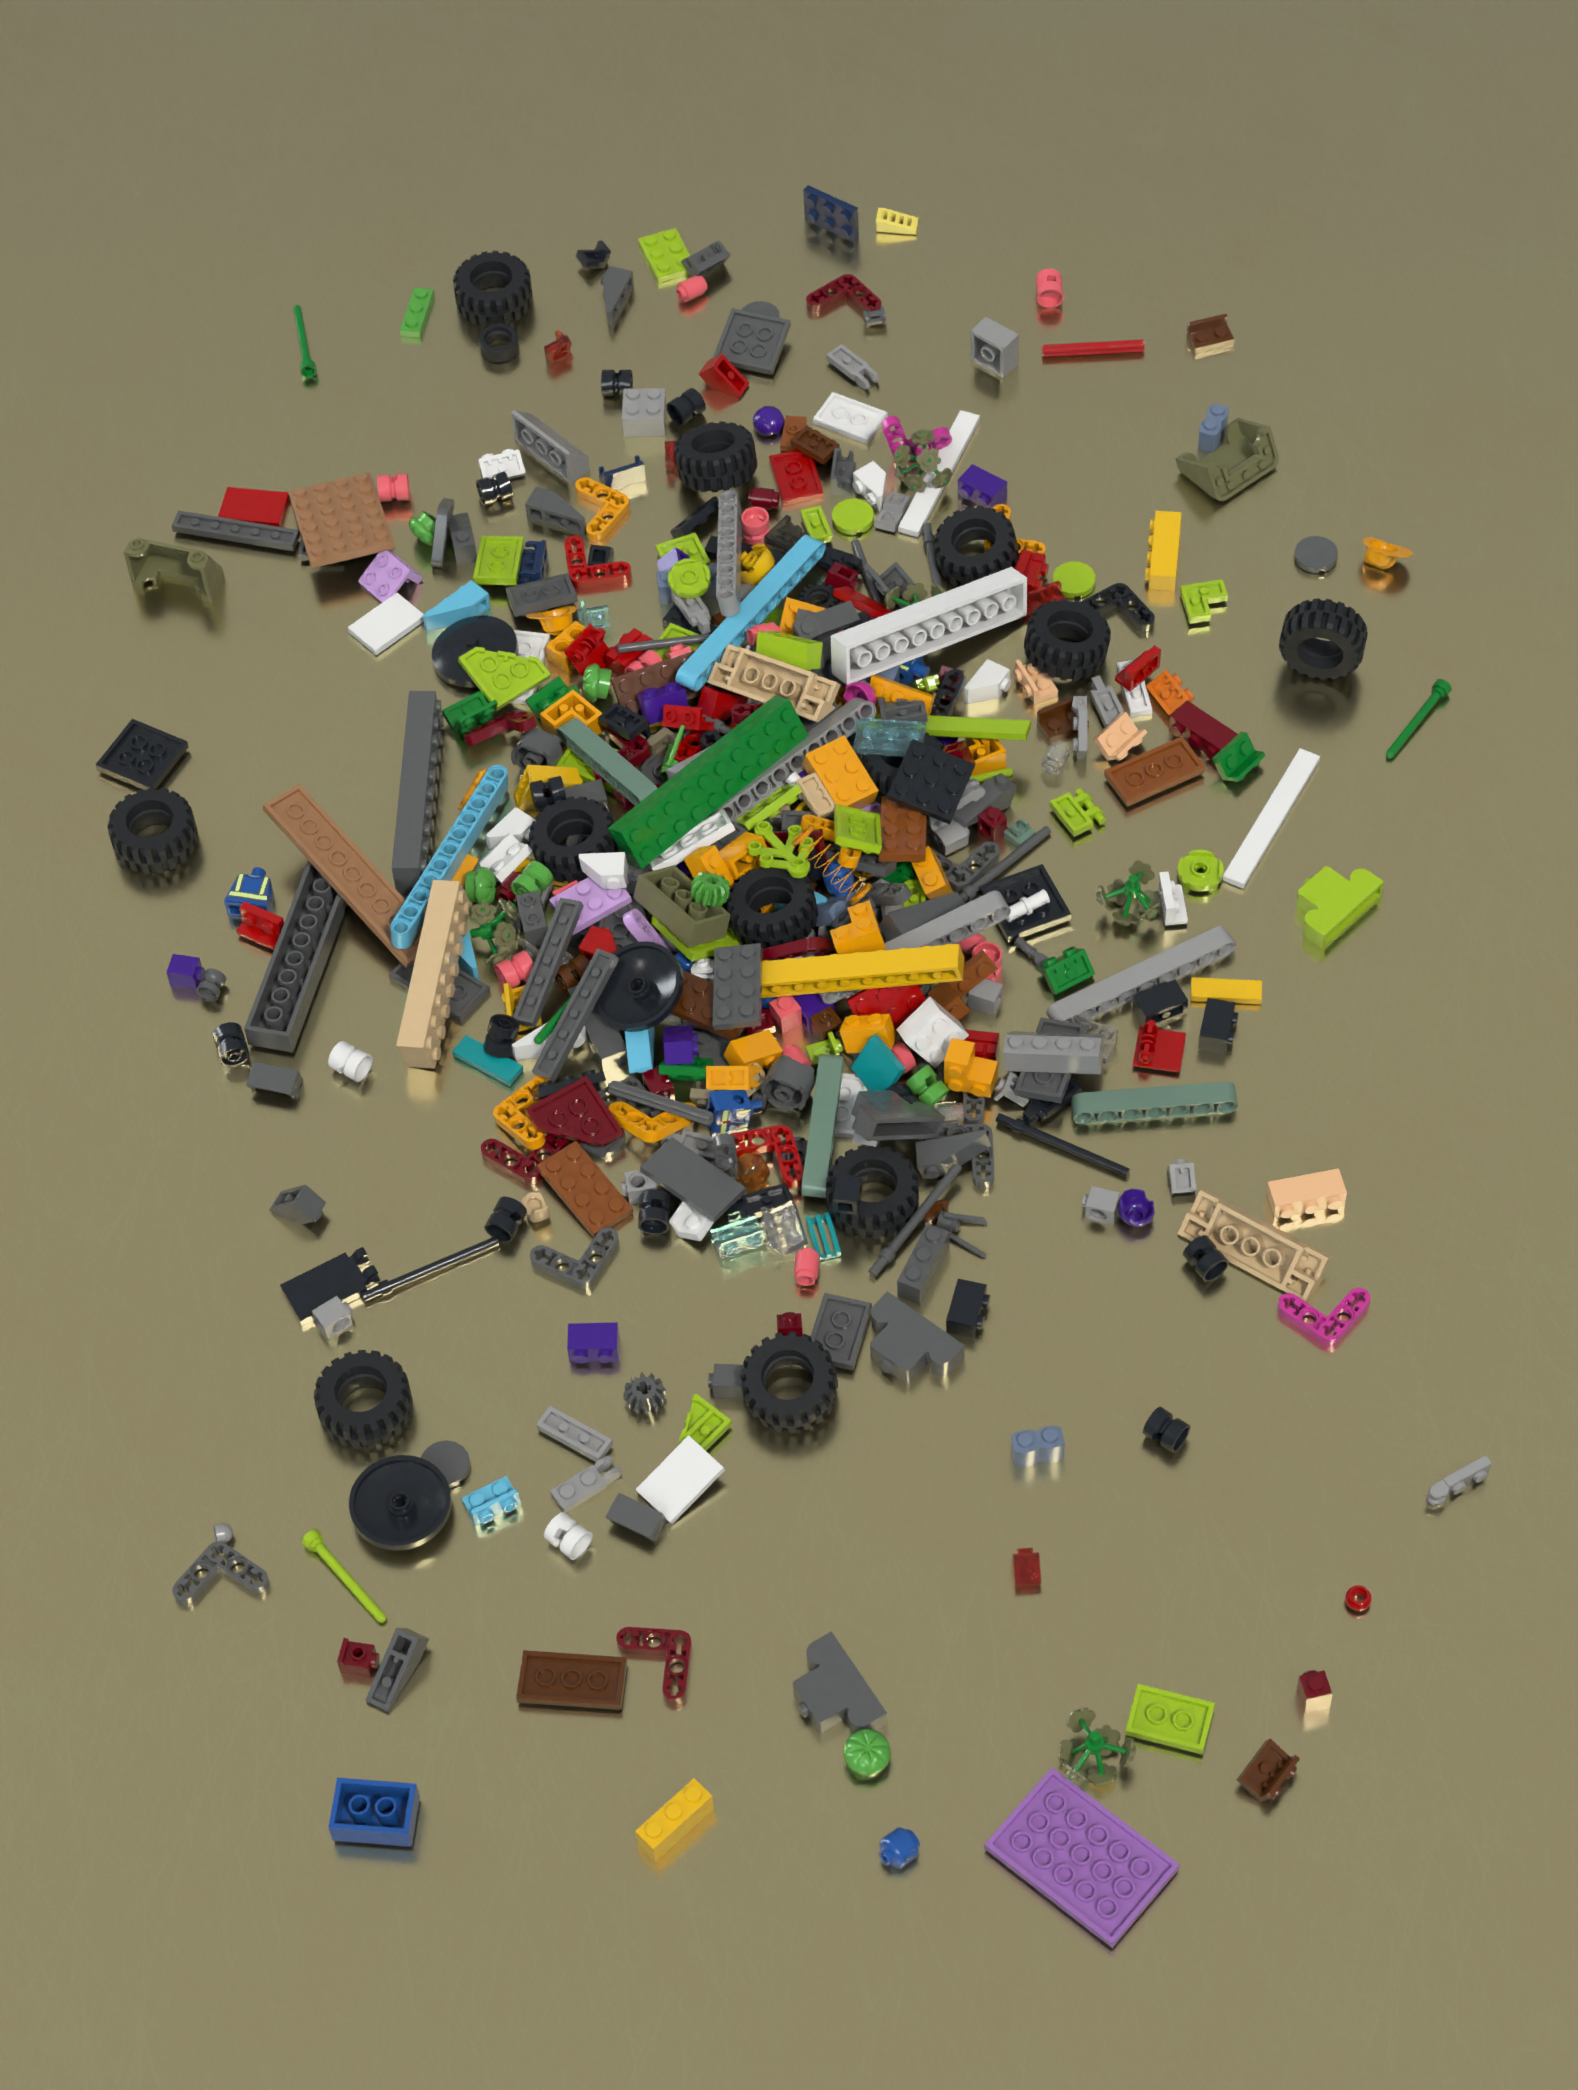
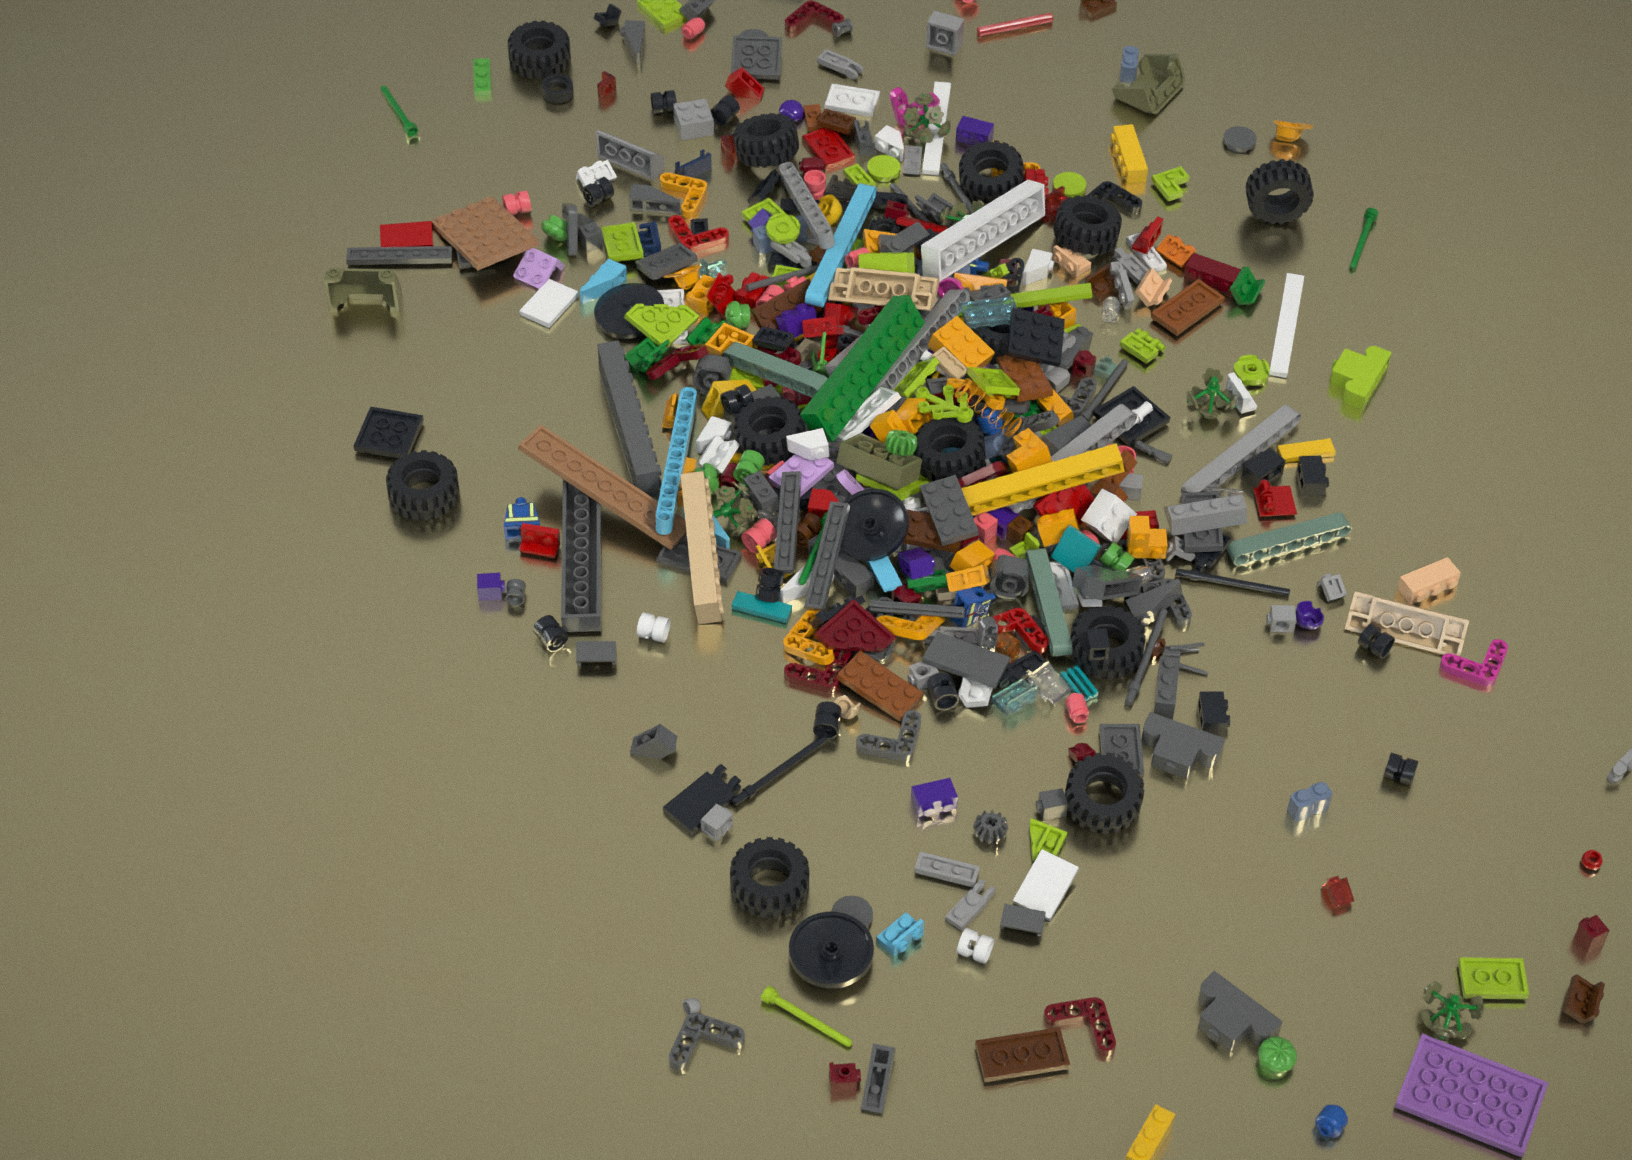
camera: 20 degrees left, 5 degrees down
(1067, 969) = (1183, 456): green bracket -> none

